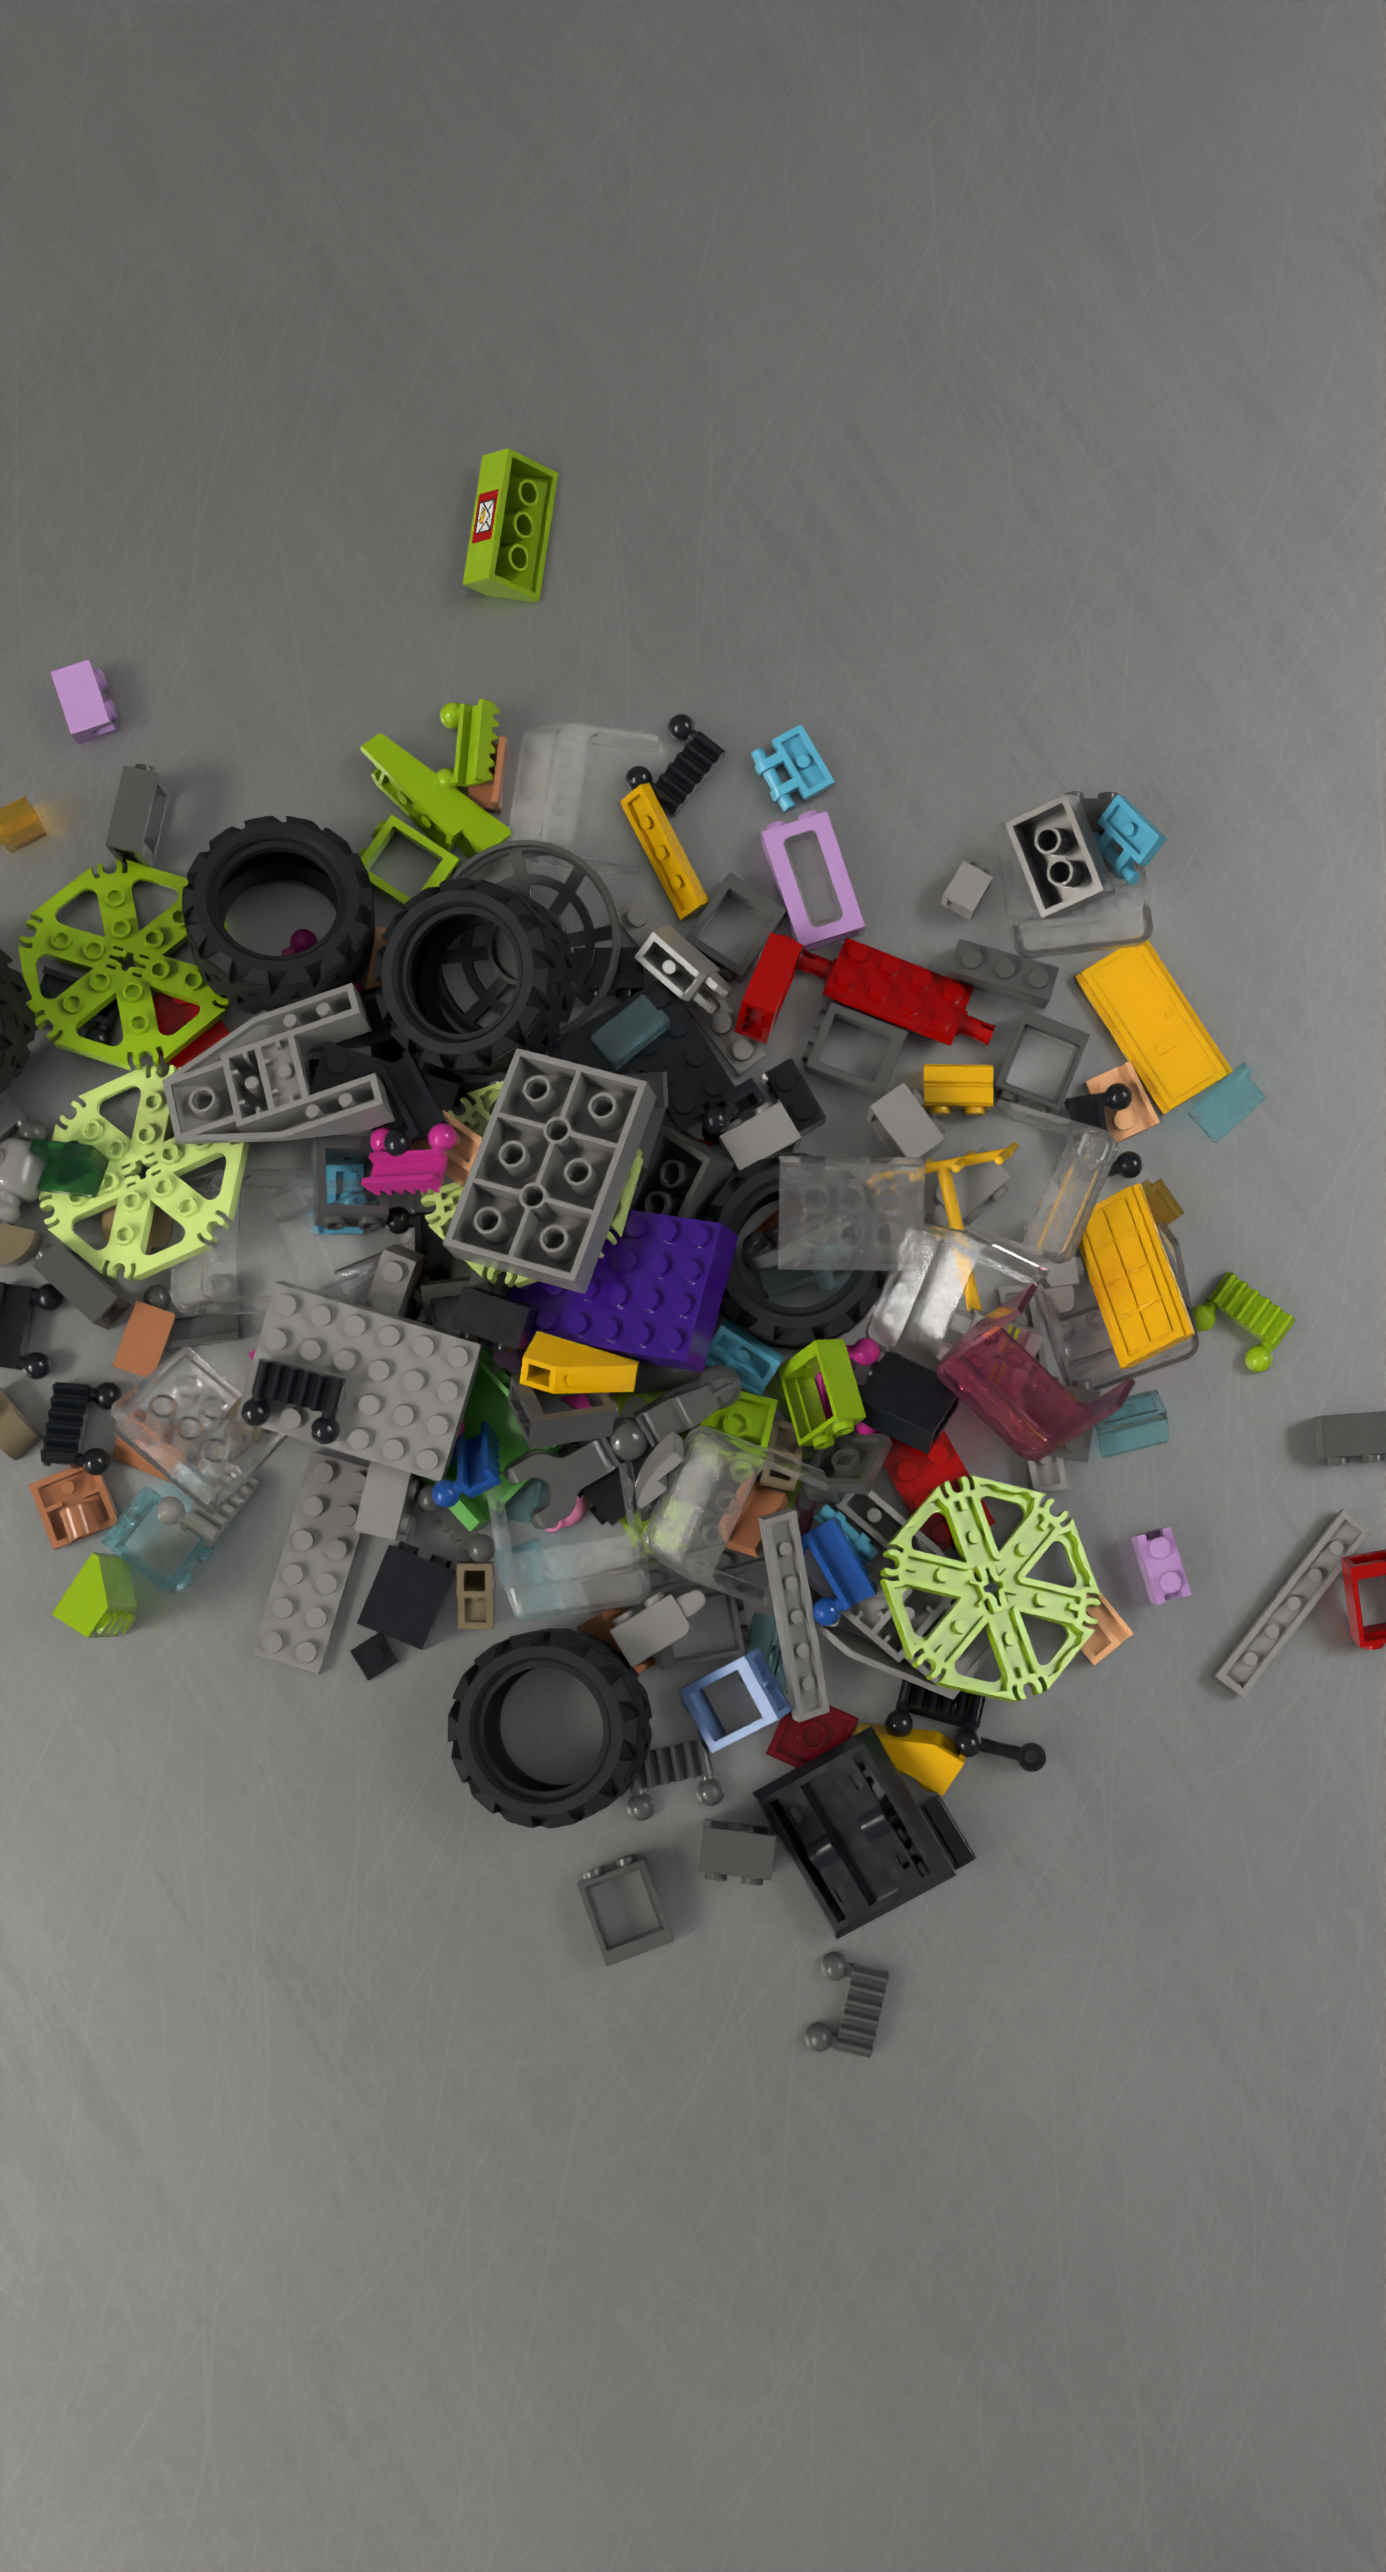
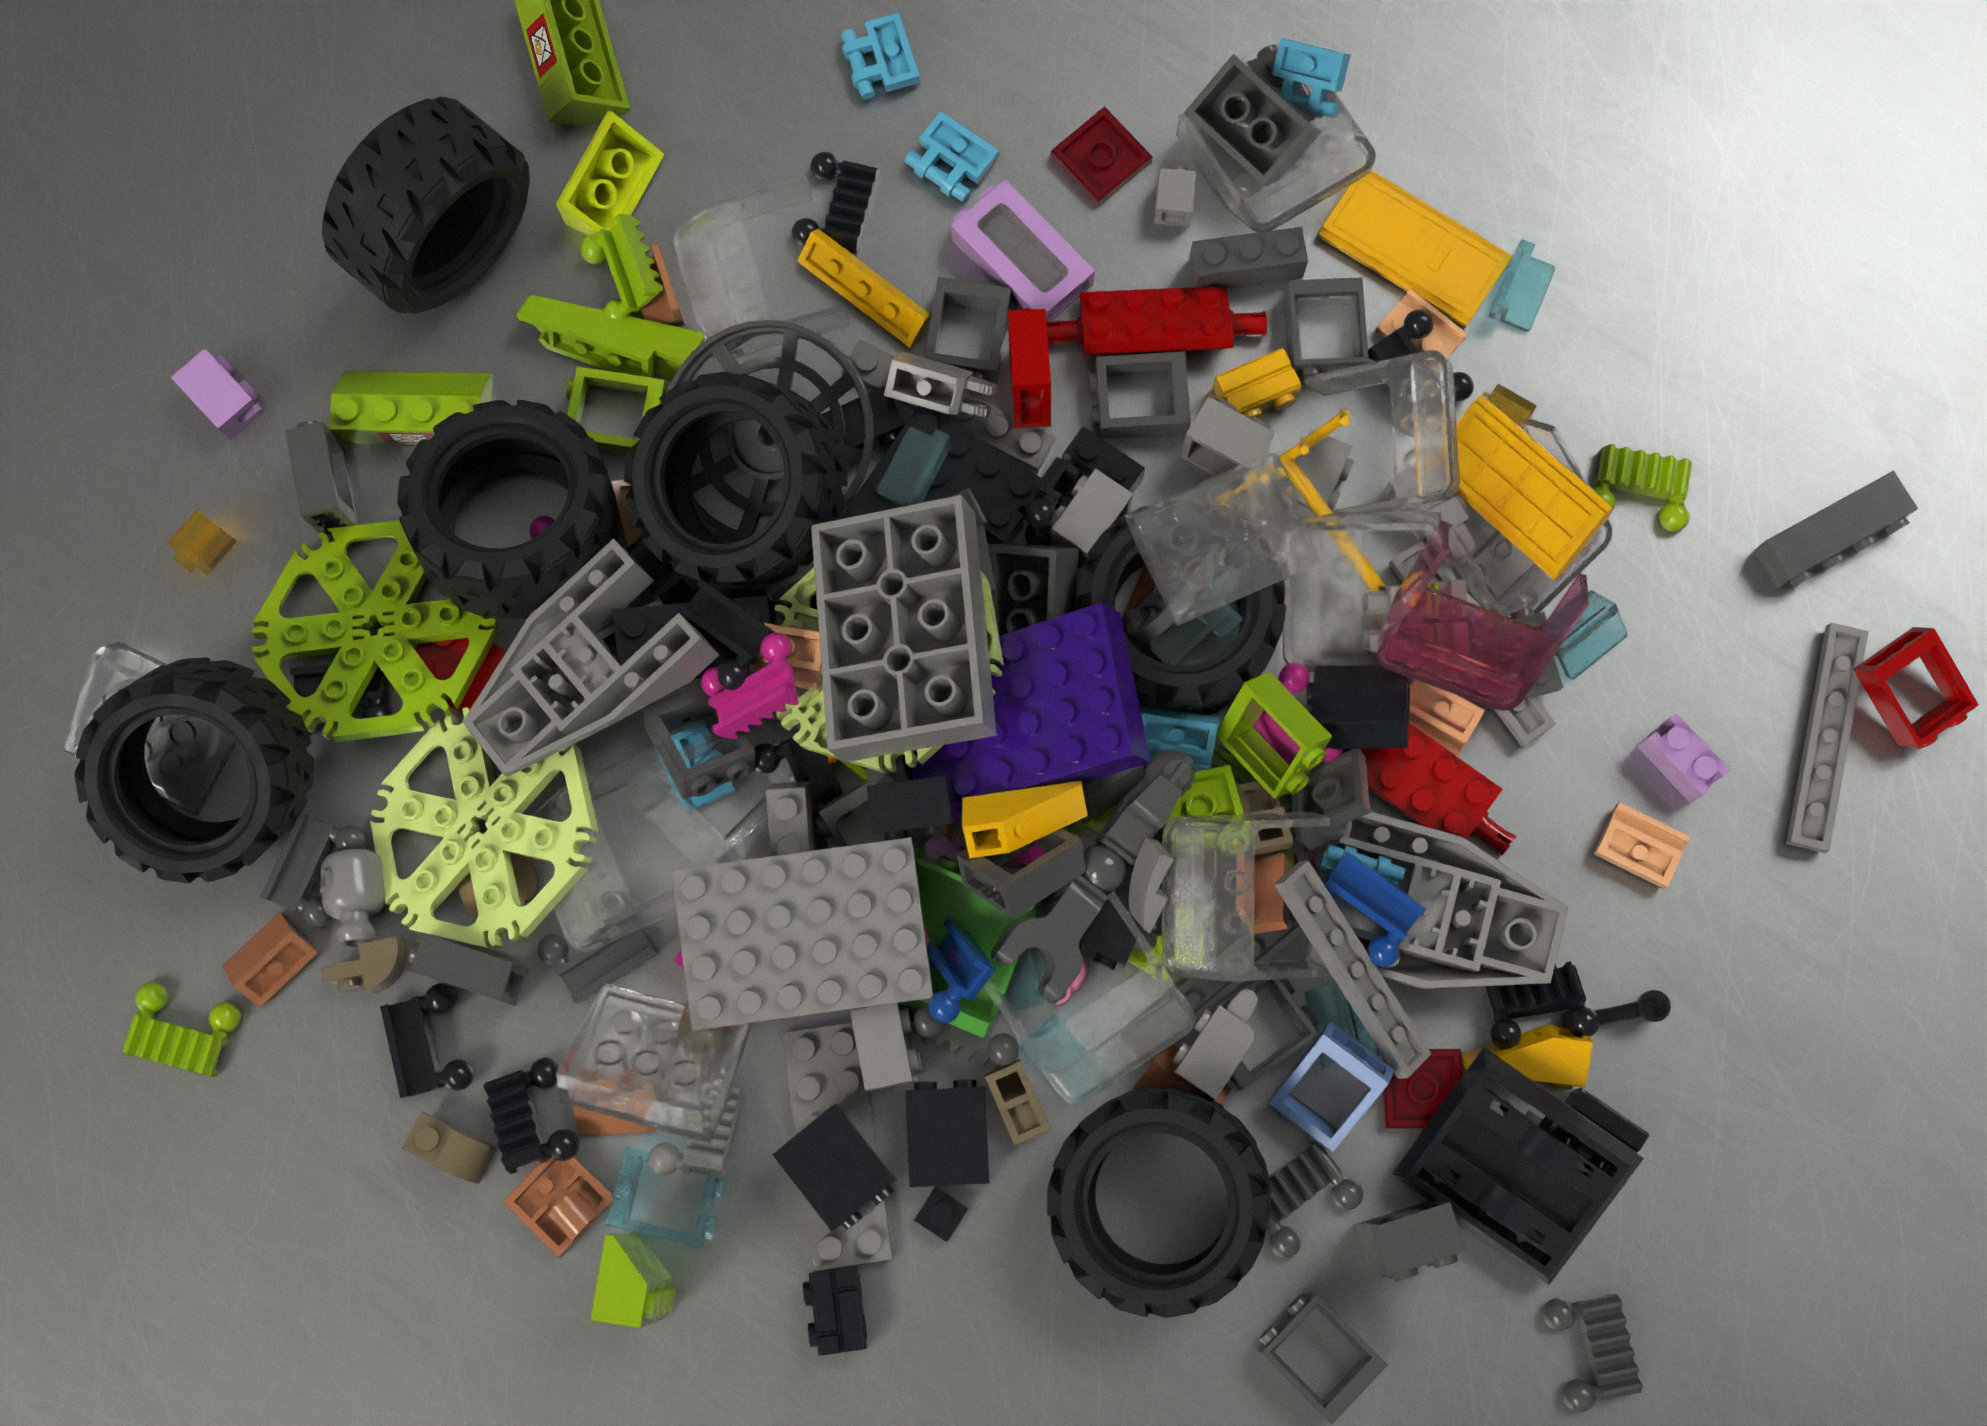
camera: 25 degrees left, 5 degrees down
(69, 1167) = (404, 855): clear green panel -> none
(144, 1339) = (558, 997): nougat panel -> none
(236, 780) = (401, 405): none -> lime slope
(255, 1694) = (837, 1310): none -> black brick
(296, 1387) = (743, 966): black gear -> none
(304, 1581) = (835, 1169): none -> black brick
(322, 624) = (425, 205): none -> black tyre
(492, 658) = (608, 177): none -> neon yellow slope
(783, 654) = (891, 52): none -> medium azure plate
(922, 824) = (1101, 156): none -> dark red tile
(975, 1441) = (1443, 715): none -> light nougat plate
(1015, 1592) = (1550, 874): lime plate -> none

